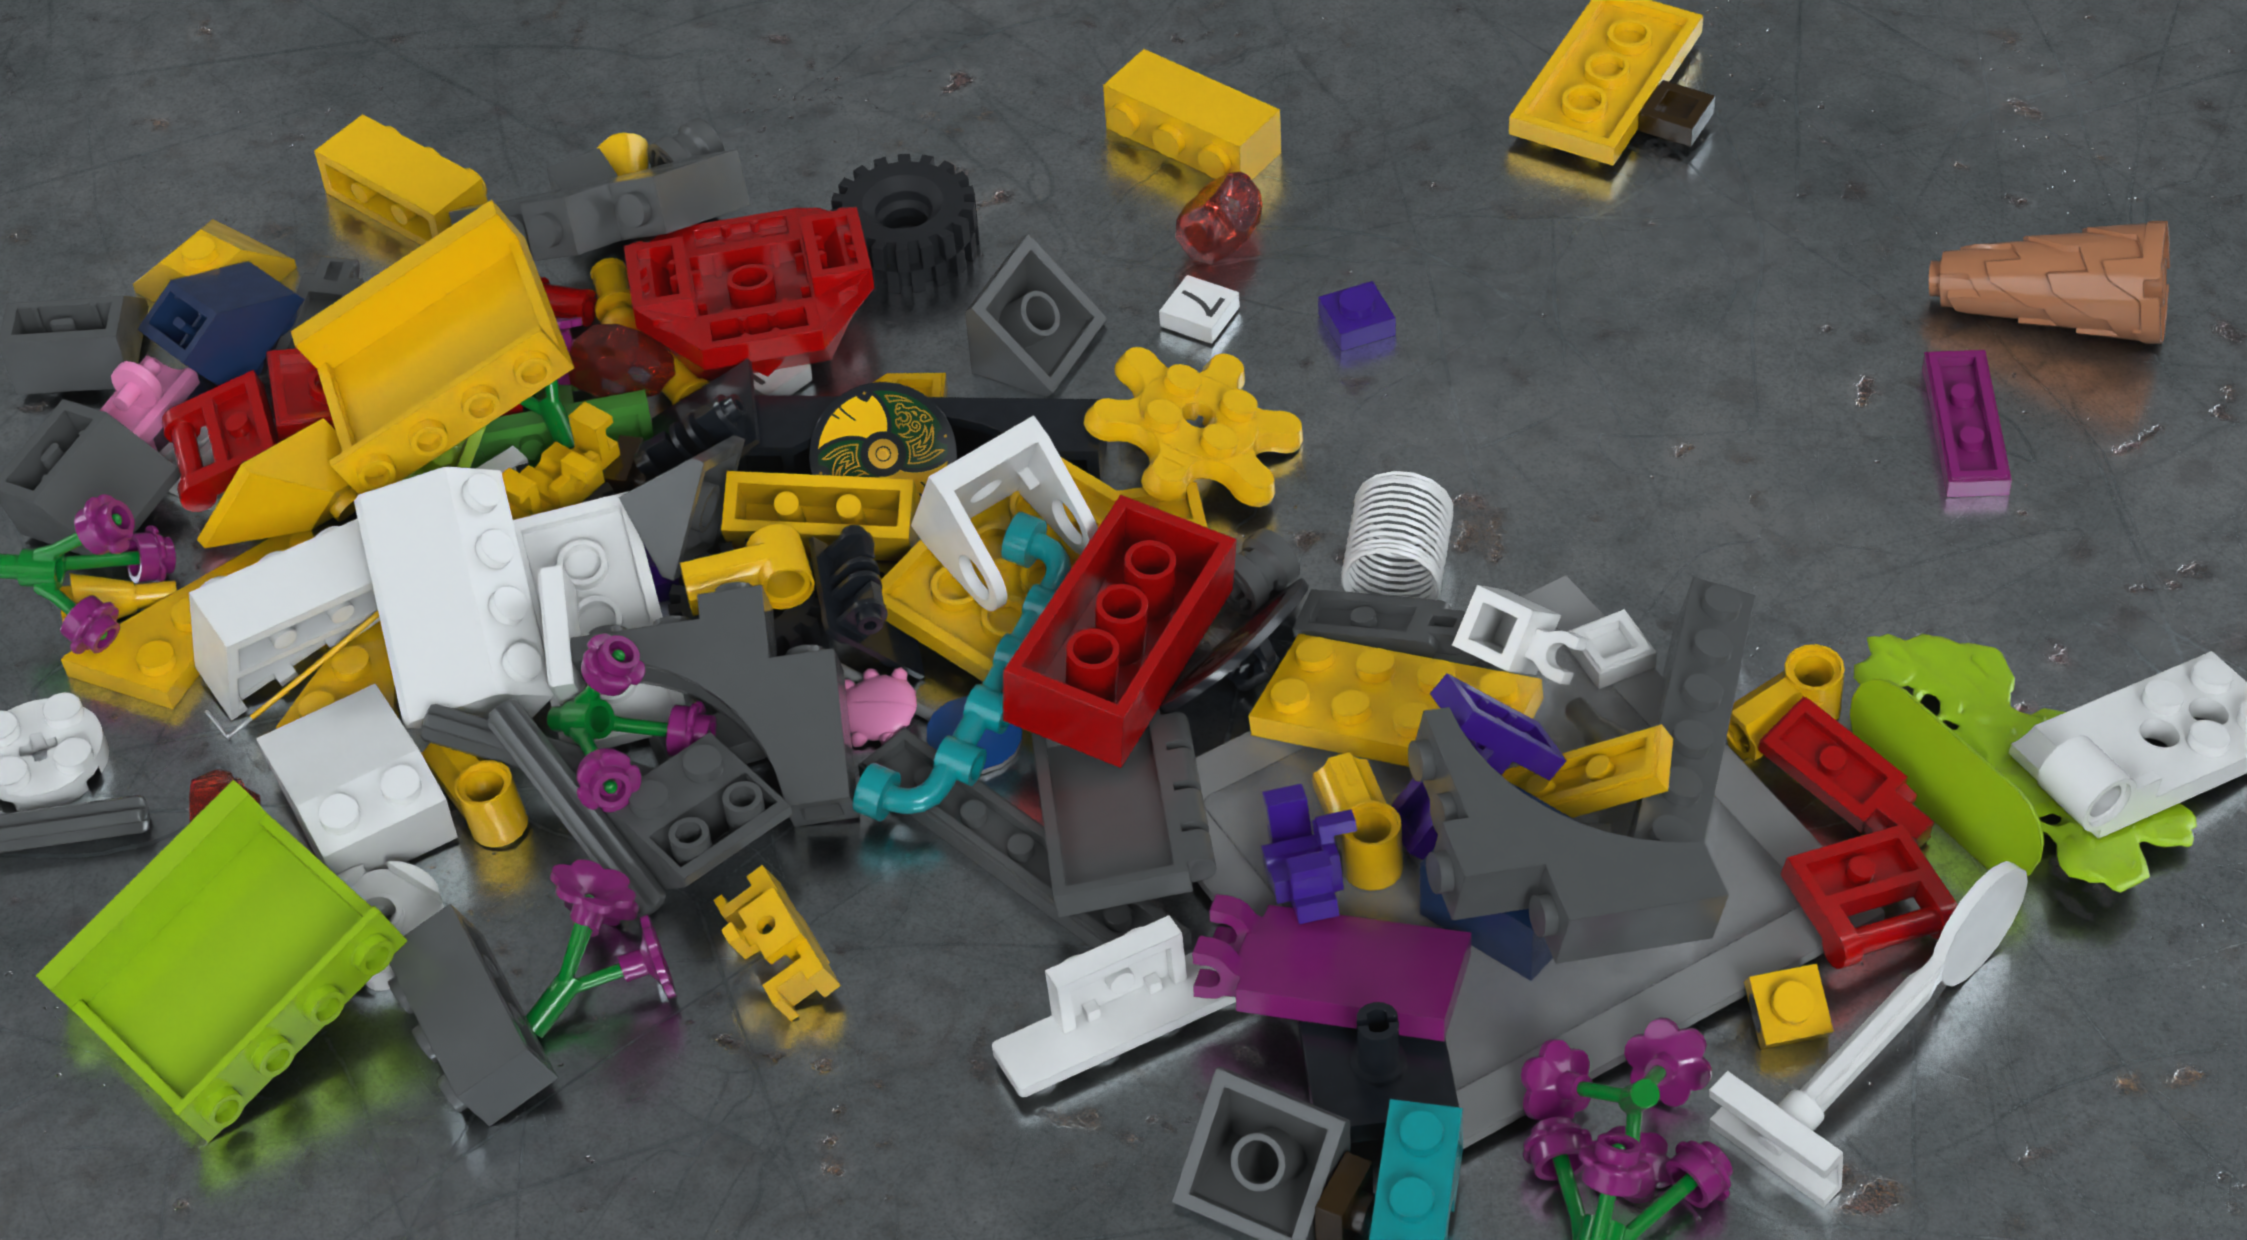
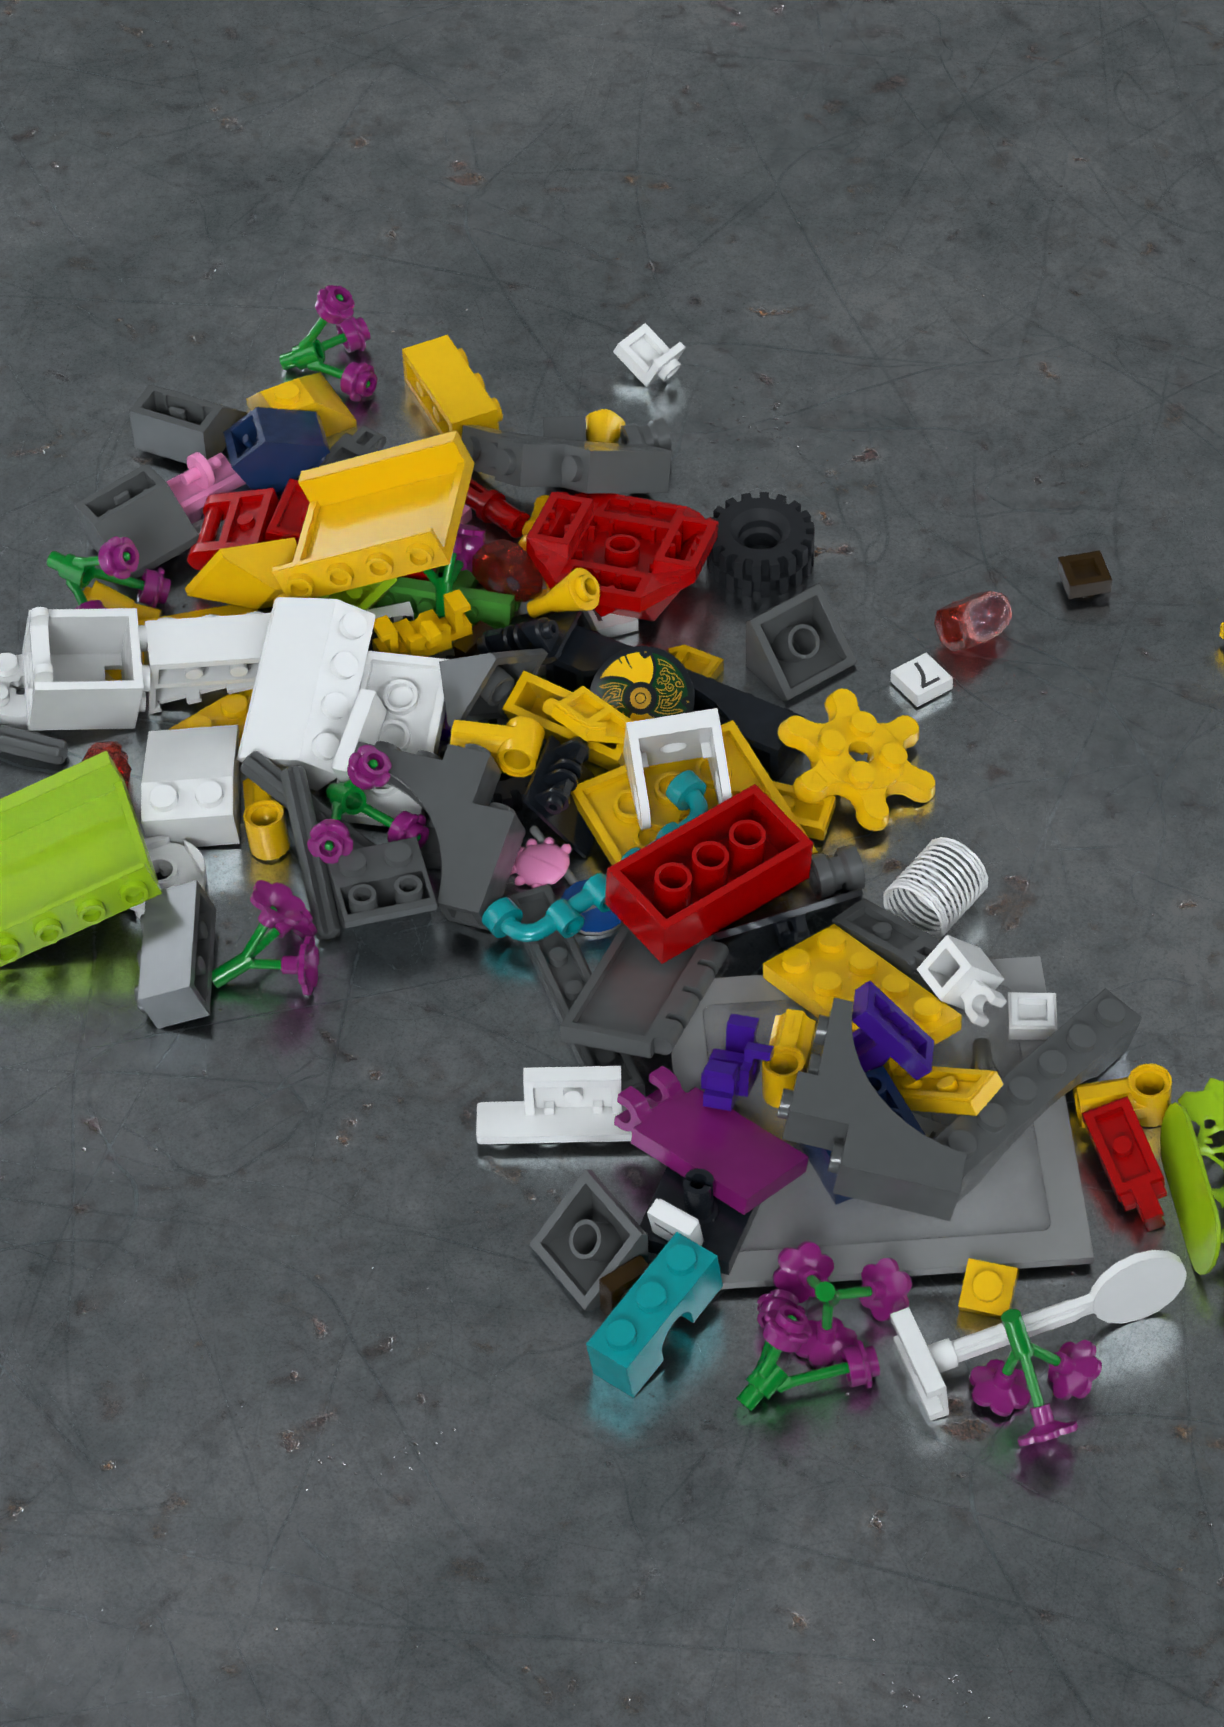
camera: 25 degrees right, 0 degrees up
(94, 695) = (67, 663): none -> white container
(210, 121) = (335, 306): none -> magenta plant
(297, 680) = (197, 703): yellow piece -> none
(625, 57) = (648, 355): none -> white bracket
(736, 352) = (573, 593): none -> yellow cone
(769, 904) = (396, 986): yellow piece -> none
(858, 494) = (590, 717): none -> yellow tile
(1191, 117) = (1001, 542): yellow brick -> none
(1313, 120) = (1084, 574): none -> dark brown plate
(1356, 316) = (1025, 725): dark purple plate -> none
(1369, 1089) = (668, 1220): none -> white tile
(1863, 877) = (1084, 1227): red plate -> none
(1956, 1069) = (1004, 1386): none -> magenta plant

